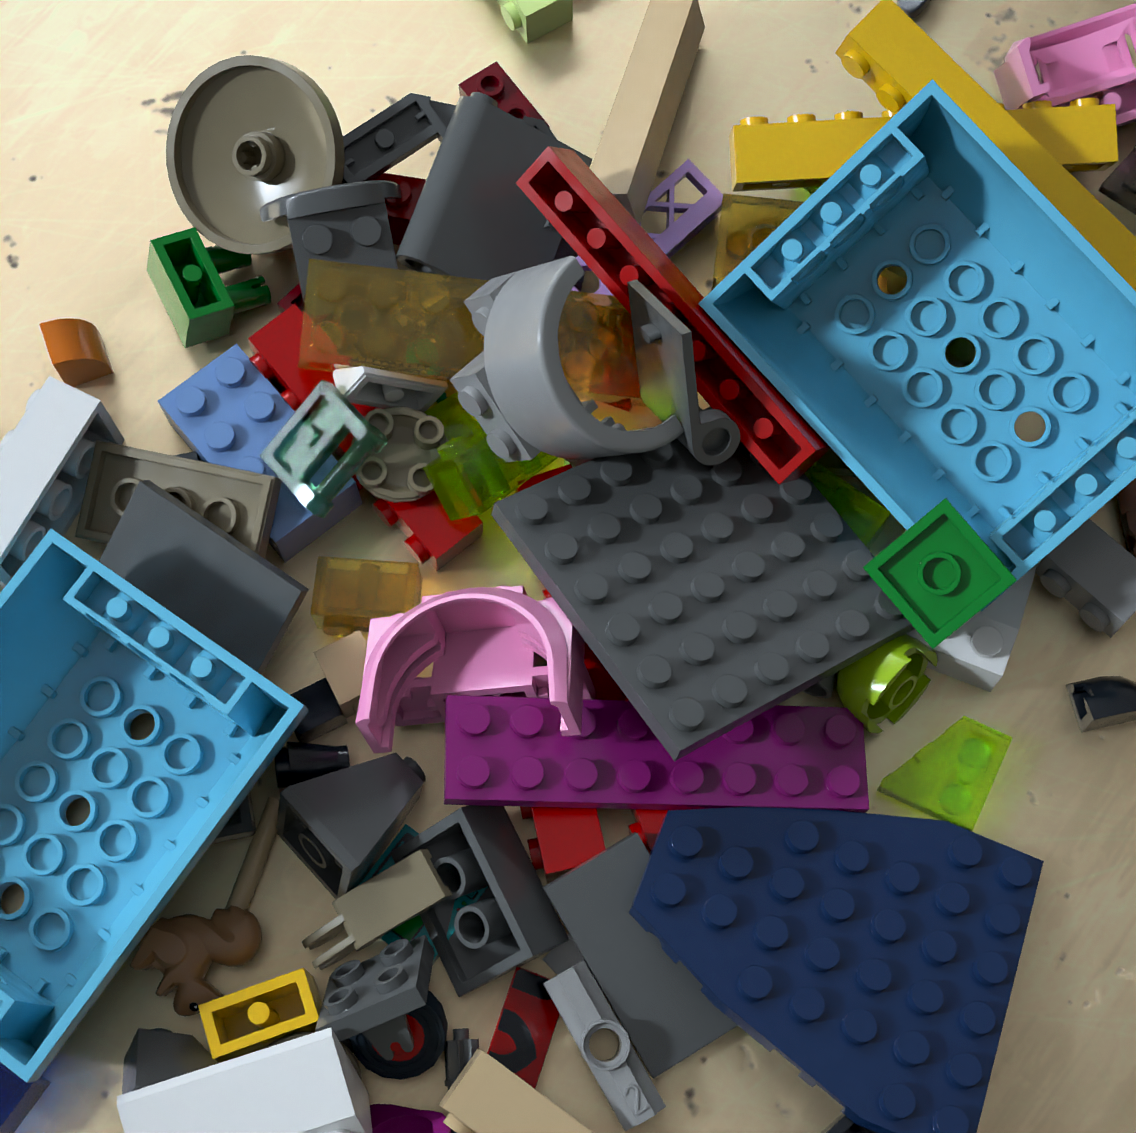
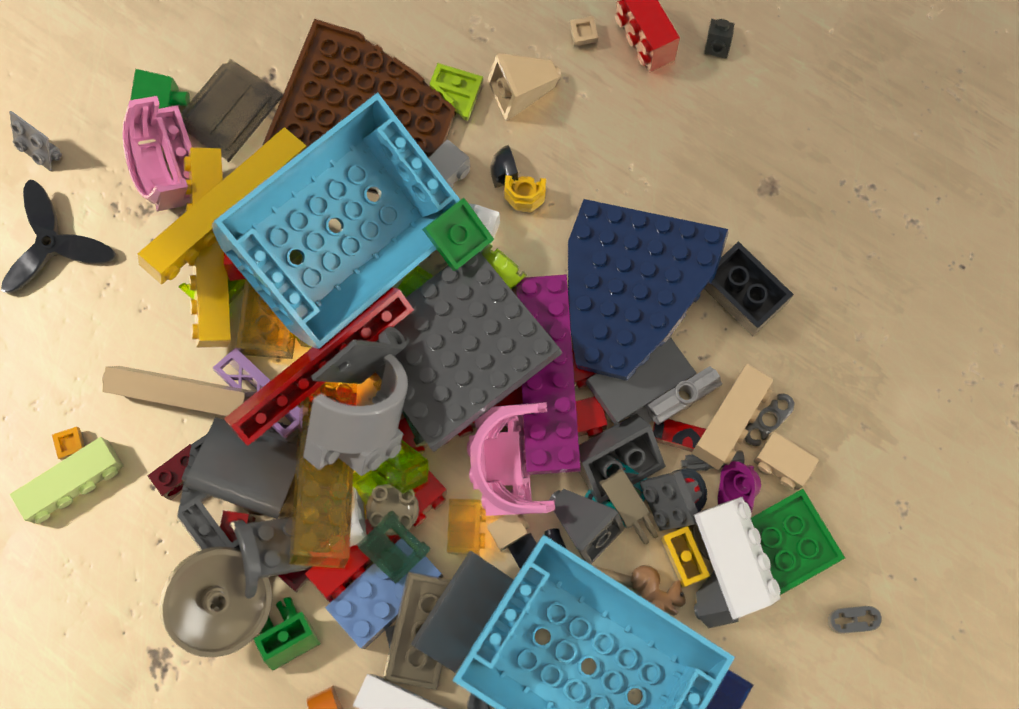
camera: 90 degrees left, 5 degrees up
(951, 773) = (543, 239): clear neon green wing -> none
(1050, 739) = (525, 193): none -> yellow hair

